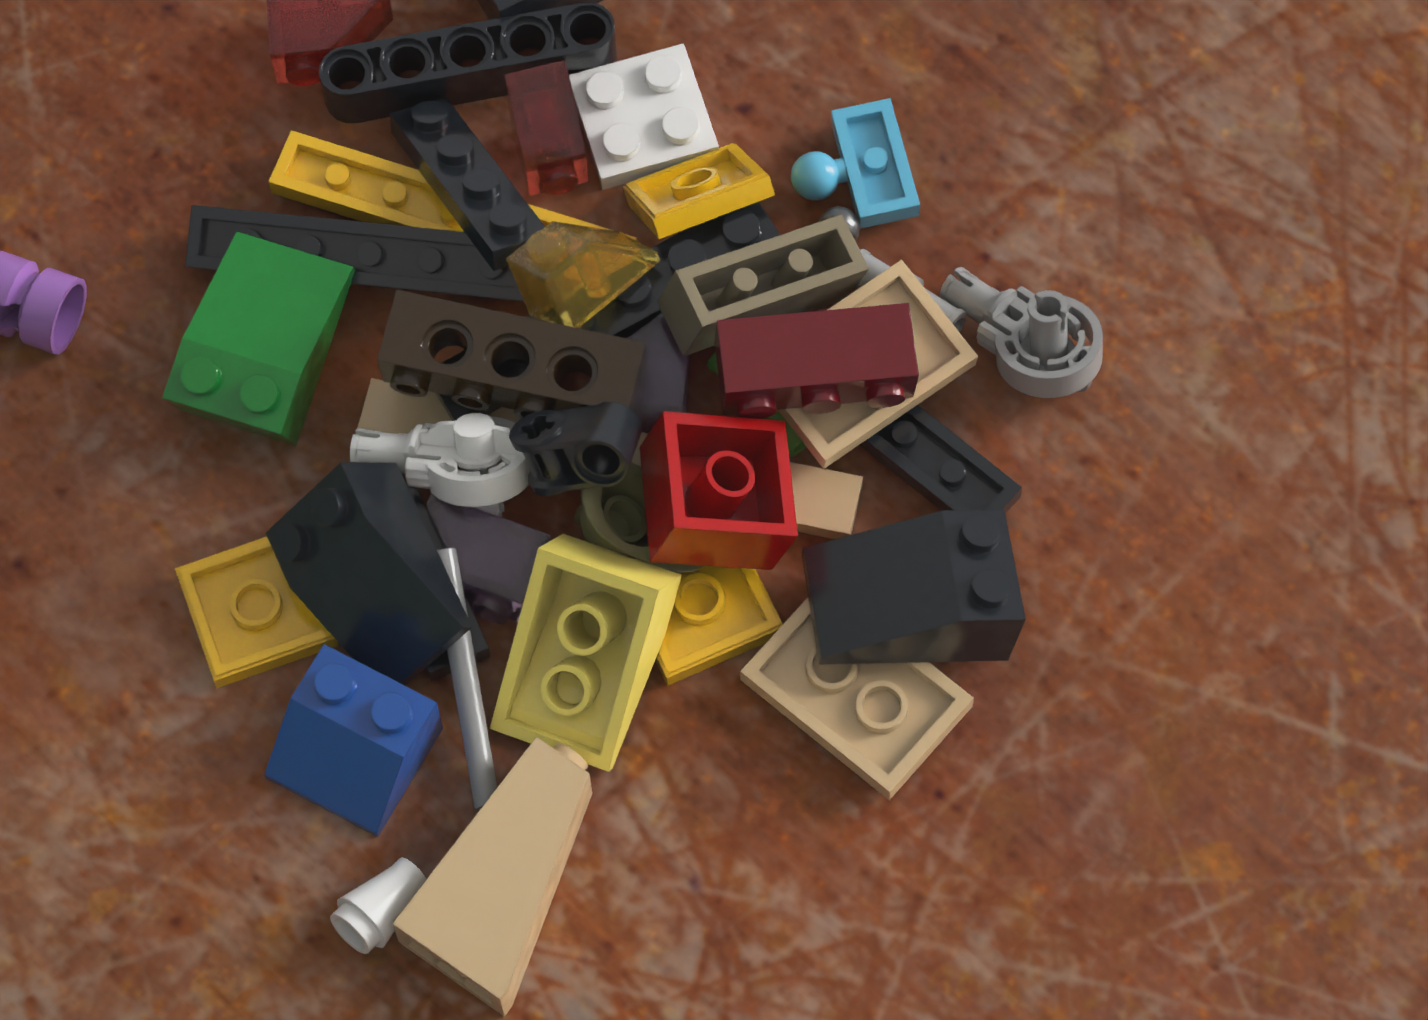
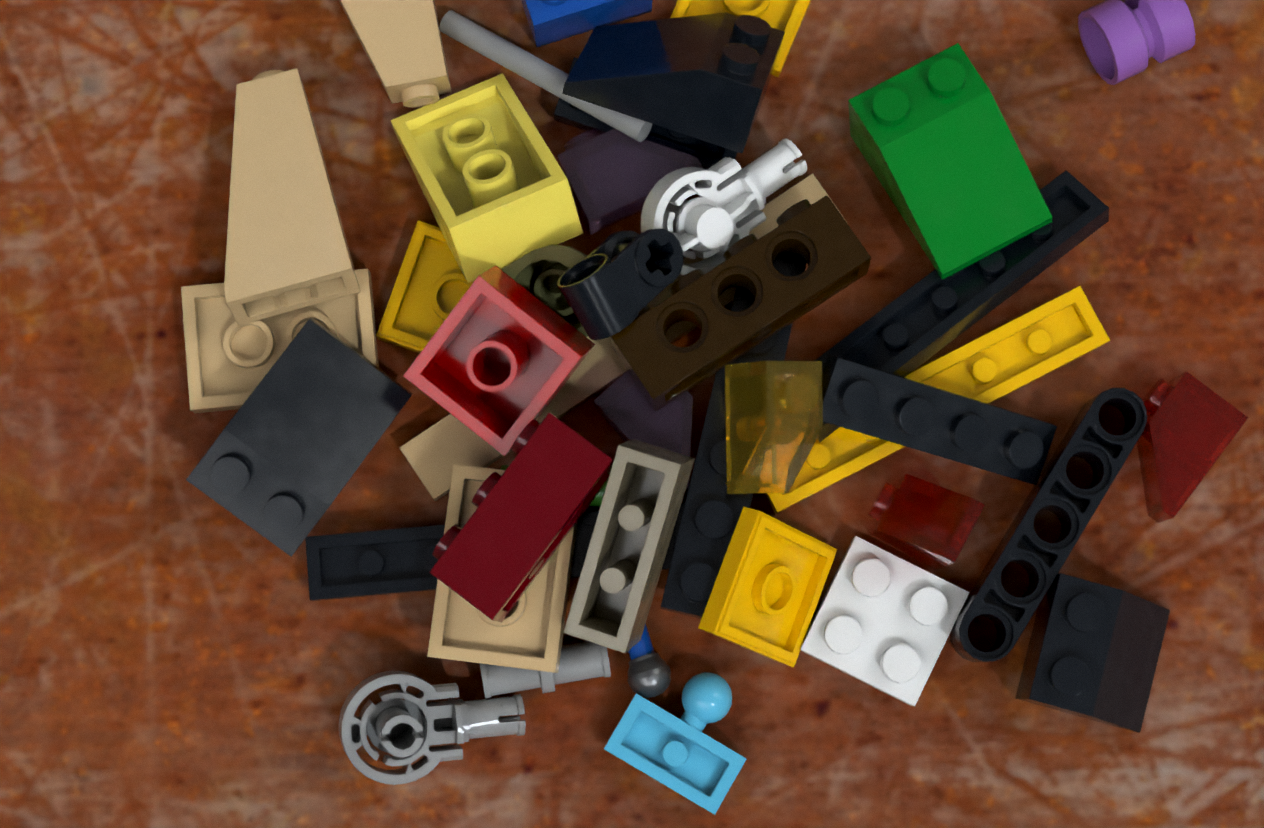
camera: 130 degrees right, 15 degrees up
(752, 765) = (282, 216): none -> tan slope

